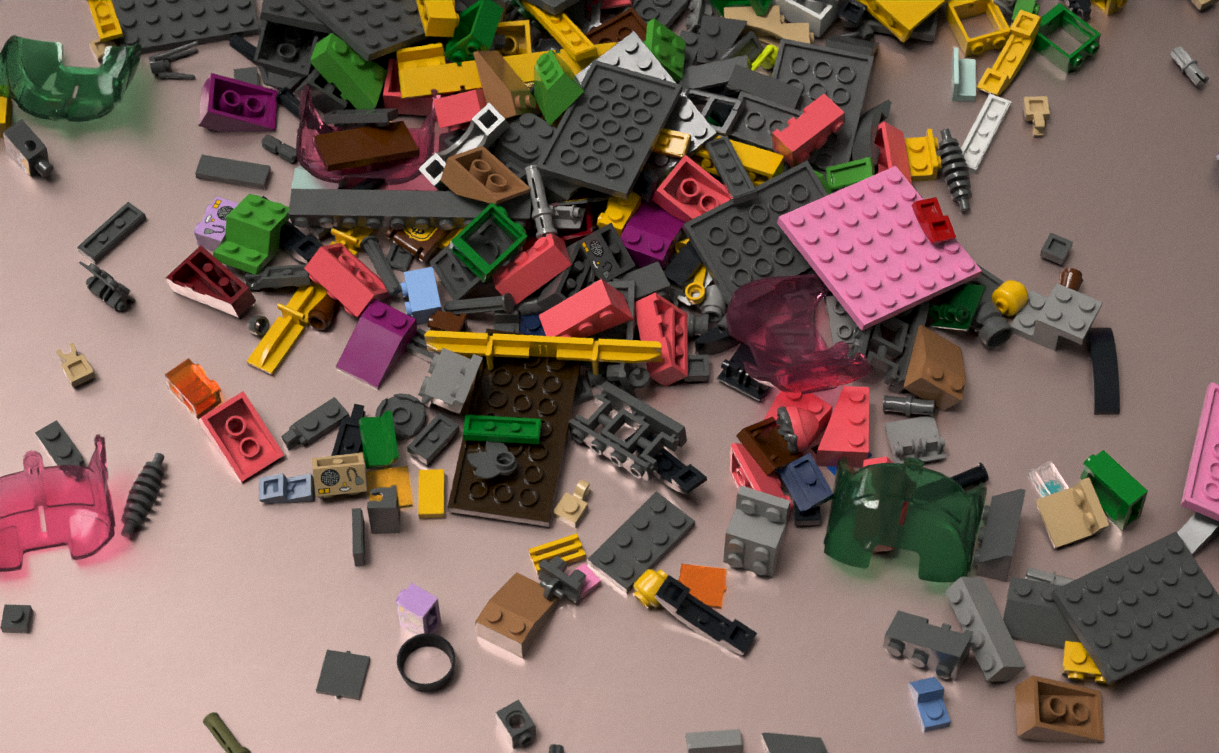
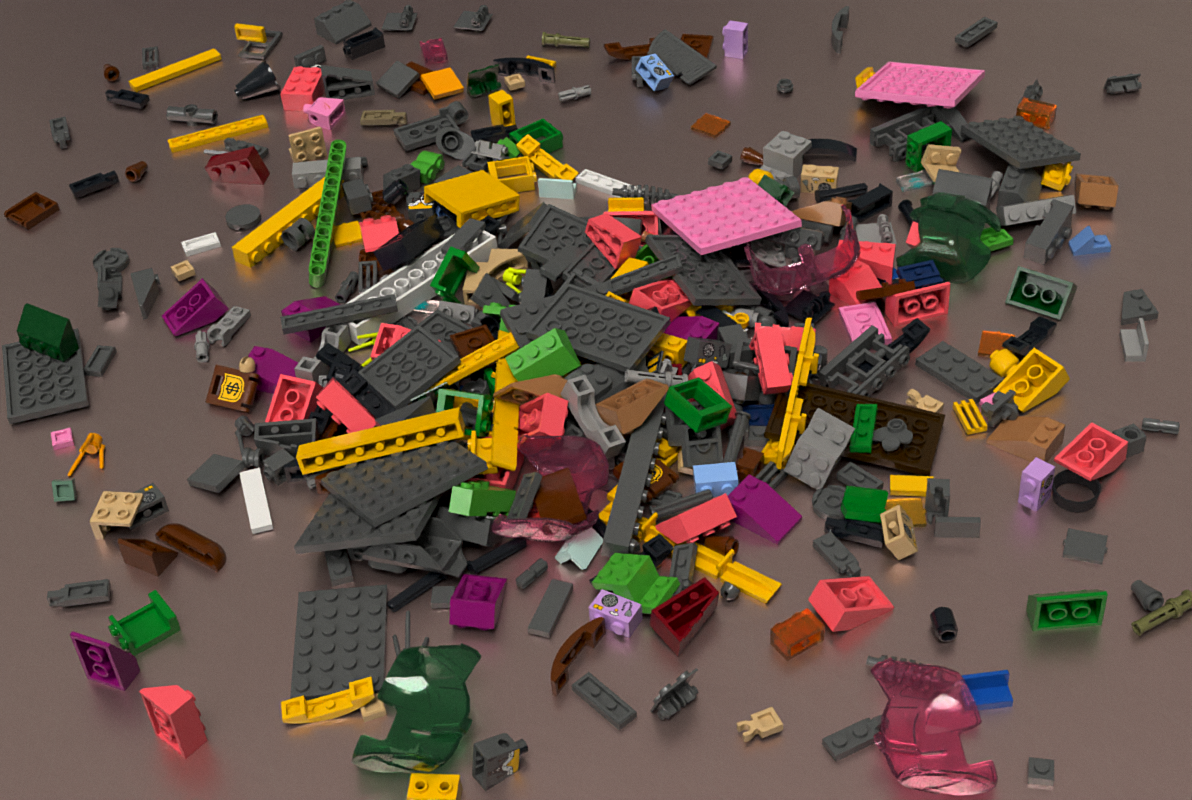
camera: 80 degrees left, 15 degrees down
(115, 568) = (990, 689): none -> blue panel
(141, 186) = (588, 635): none -> reddish brown slope
(210, 525) = (944, 624): none -> black brick
(231, 640) = (1066, 609): none -> green slope
(258, 730) = (1149, 597): none -> dark grey cone
(286, 490) = (904, 575): sand blue slope -> none
(475, 675) = (1093, 453): none -> coral slope
(619, 620) = (1034, 380): none -> yellow slope
(712, 435) = (860, 317): none -> bright pink tile
(756, 531) = (966, 296): light grey bracket -> none
(797, 427) = (874, 272): coral hair -> none
(804, 634) = (1041, 293): none -> slope
(849, 173) = (645, 227): bright green tile -> none
(906, 571) = (996, 240): none -> bright green plate
(931, 219) = (714, 185): red slope -> none
(980, 430) = (871, 203): none -> black window
(1004, 394) = (846, 191): none -> black axle
(1022, 365) = (818, 178): none -> tan brick
(1036, 110) = (599, 157): tan plate -> none
(1147, 234) = (710, 125): none -> clear orange piece
(1168, 458) = (895, 132): none -> dark grey fence

